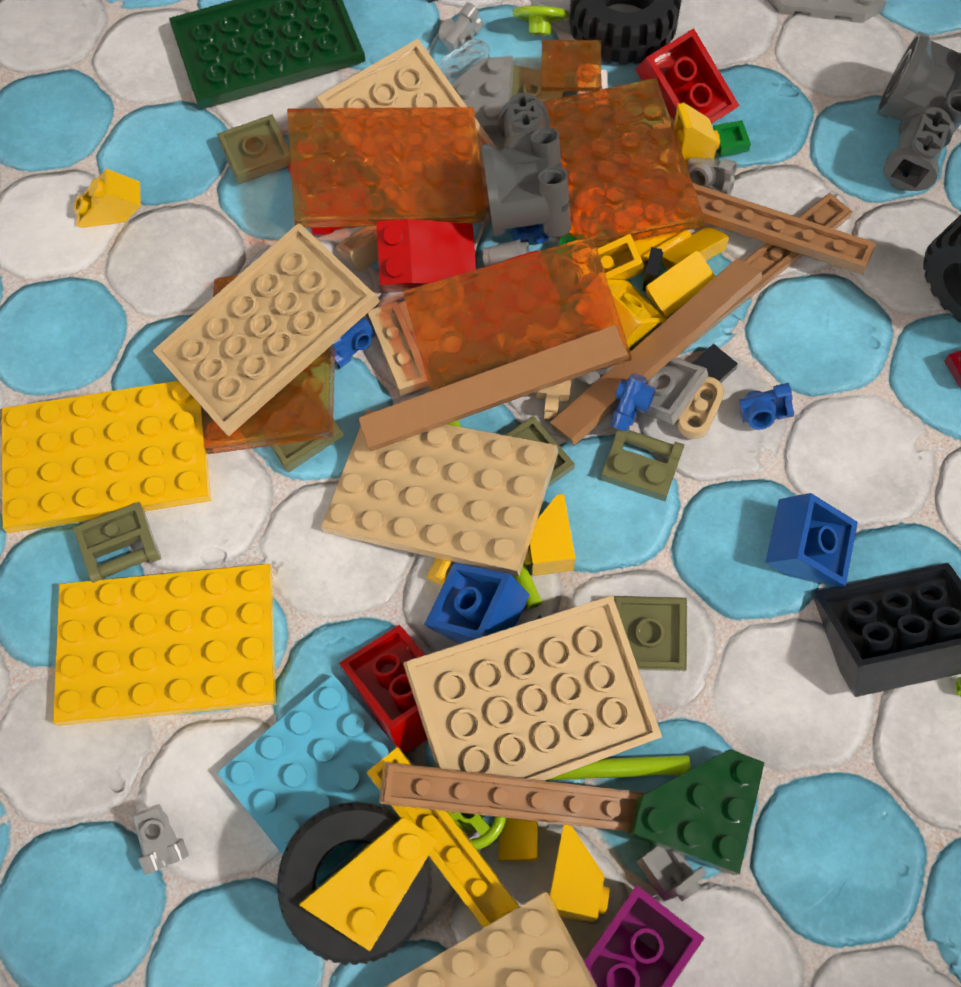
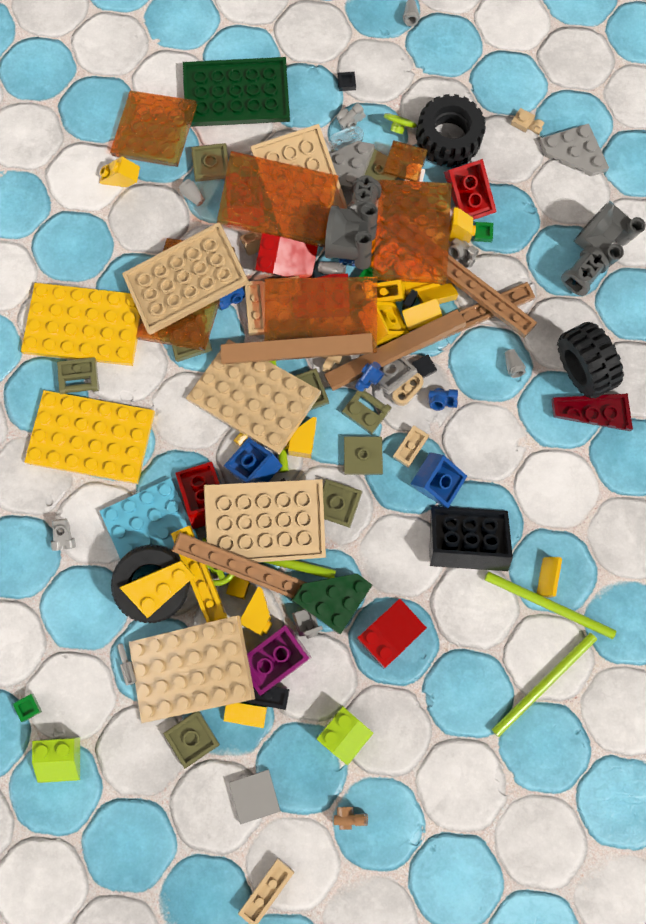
camera: 10 degrees right, 10 degrees up
(147, 121) = (153, 128): none -> clear orange plate
(235, 199) = (191, 192): none -> light grey cone
(664, 539) = (363, 456): none -> olive plate
(741, 500) = (411, 446): none -> tan plate
(832, 846) = (391, 633): none -> red slope
(862, 322) = (514, 364): none -> light grey cone

